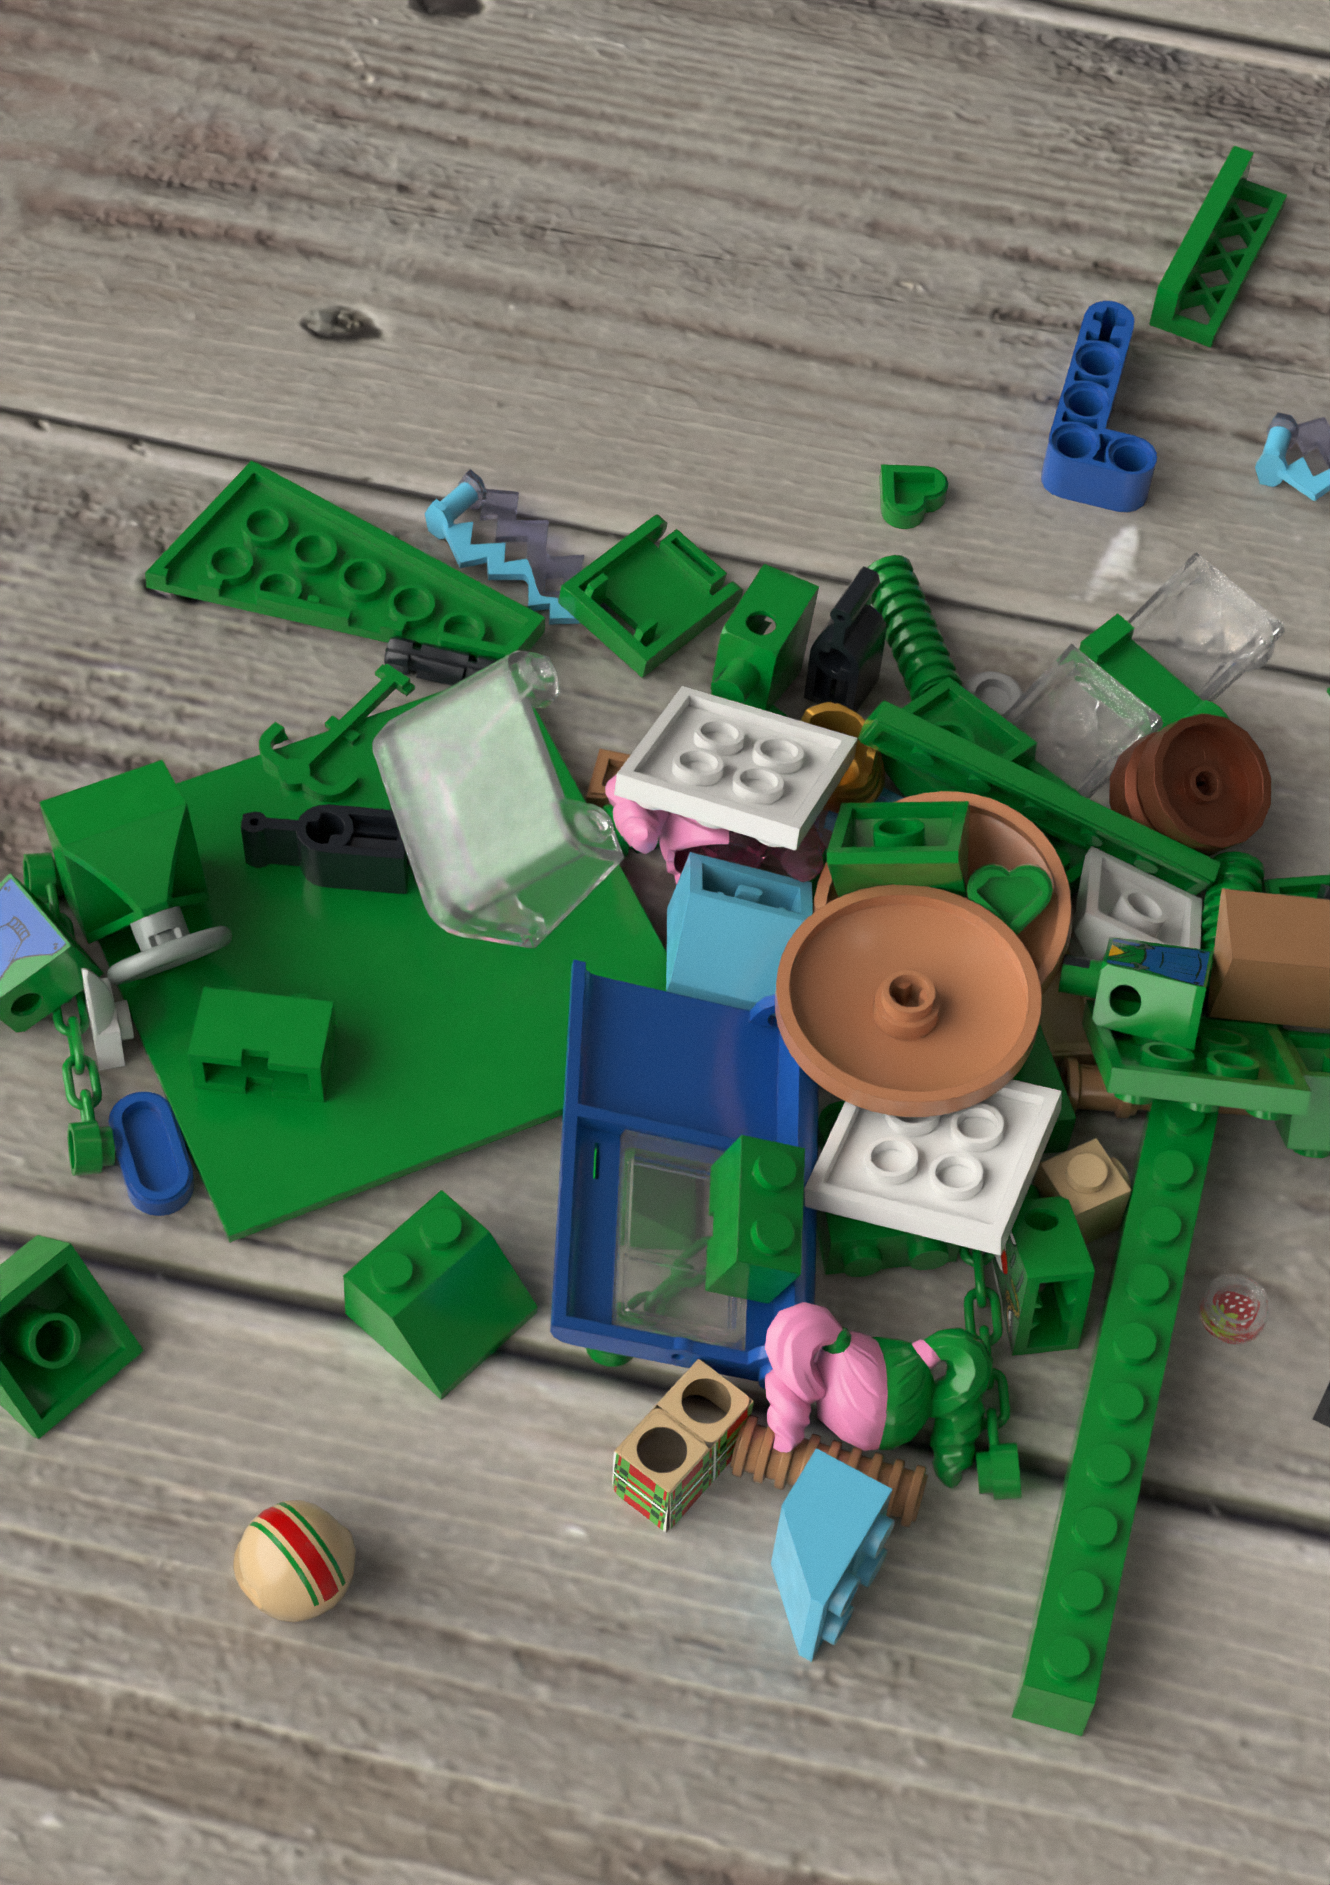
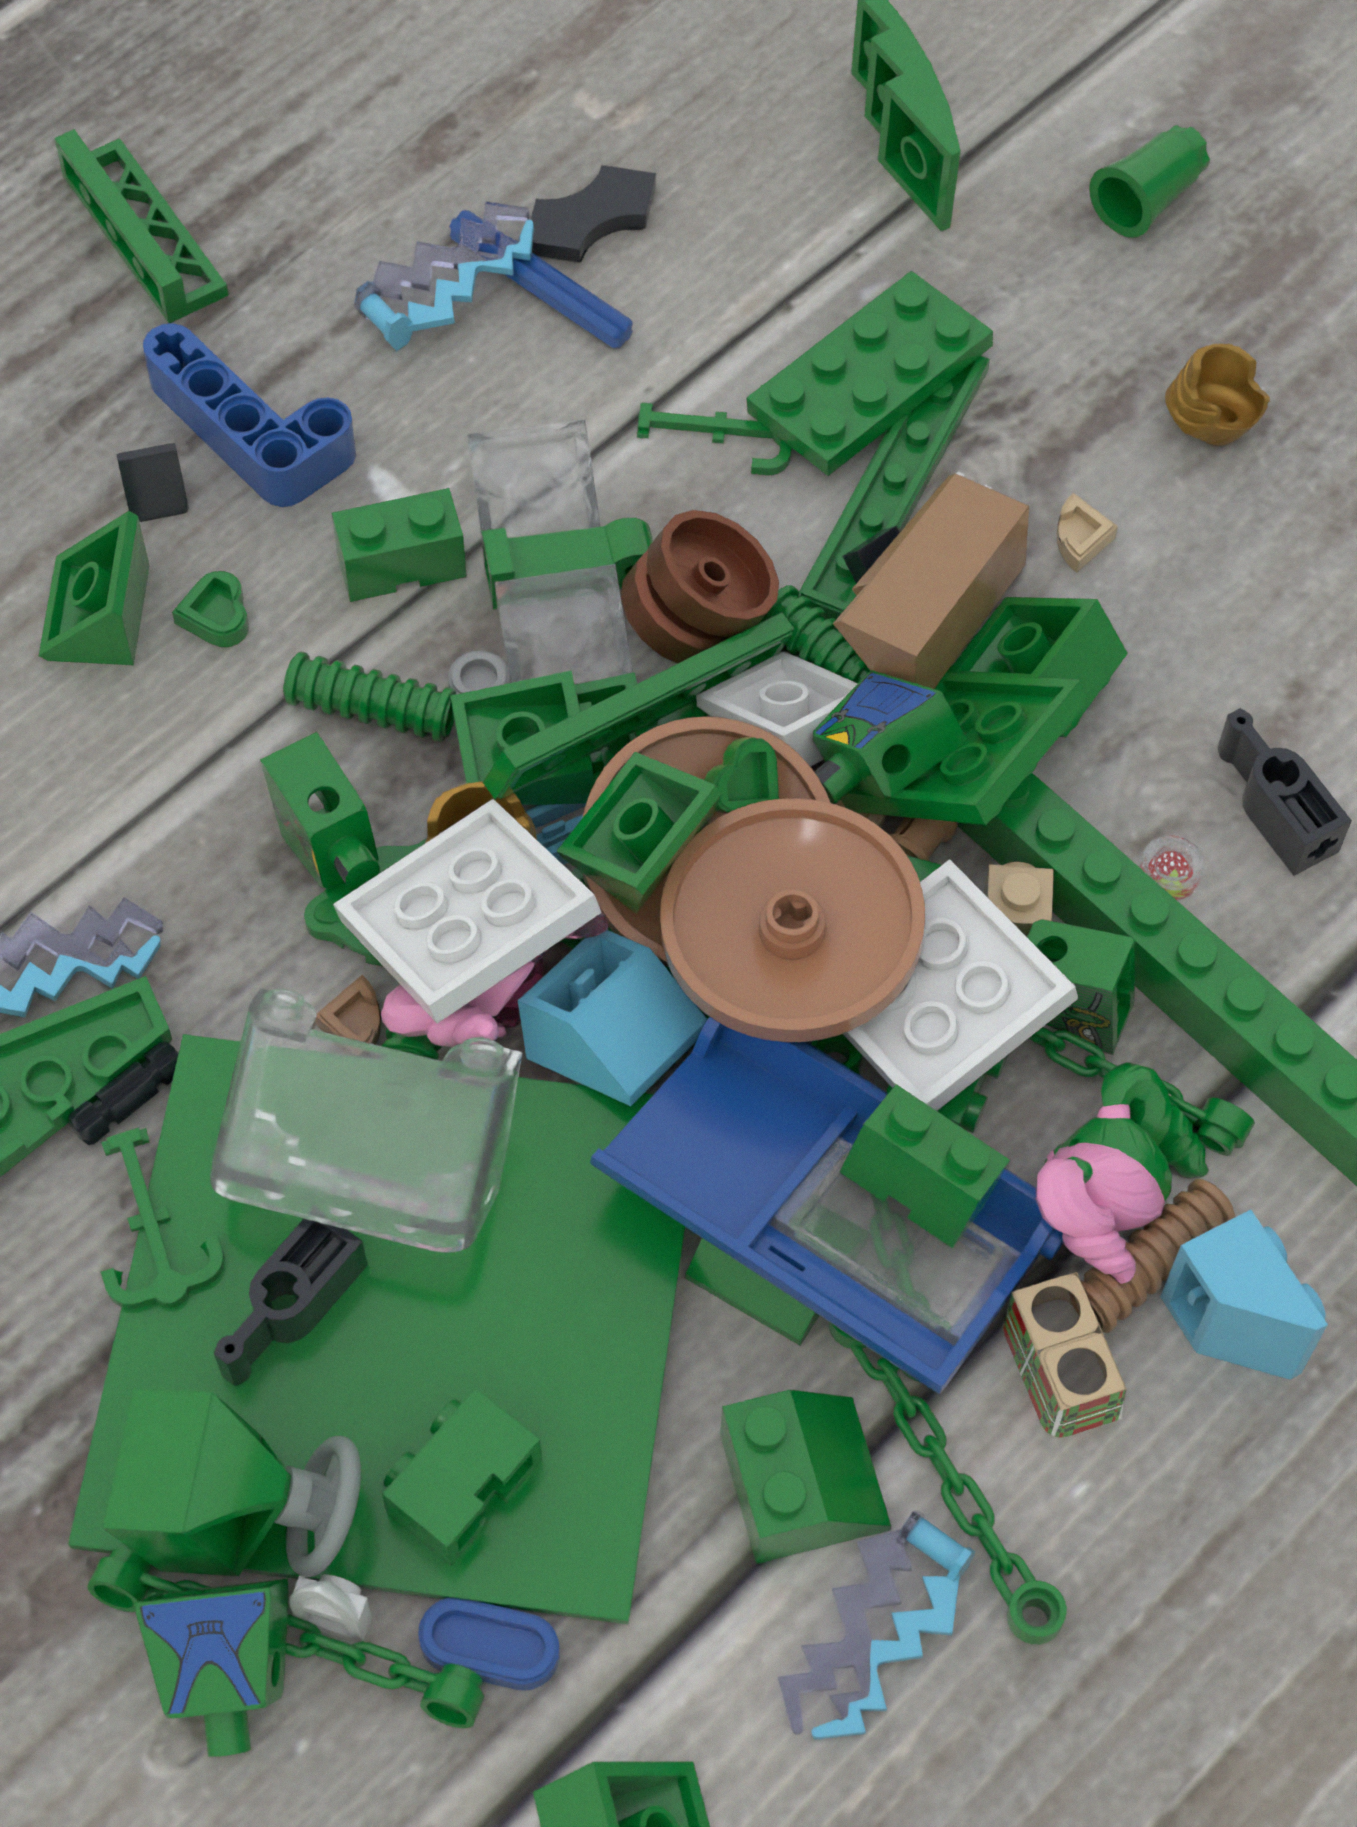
camera: 55 degrees left, 5 degrees up
(295, 1561) = (1000, 1738): tan helmet -> none
(316, 1421) = (857, 1648): none -> piece
(439, 1524) = (1032, 1592): none -> green piece
(656, 590) = (177, 870): green container -> none
(848, 647) = (372, 752): black piece -> none
(856, 415) = (98, 597): none -> green slope
(985, 388) = (153, 482): none -> black slope
(1064, 570) = (399, 544): none -> green brick

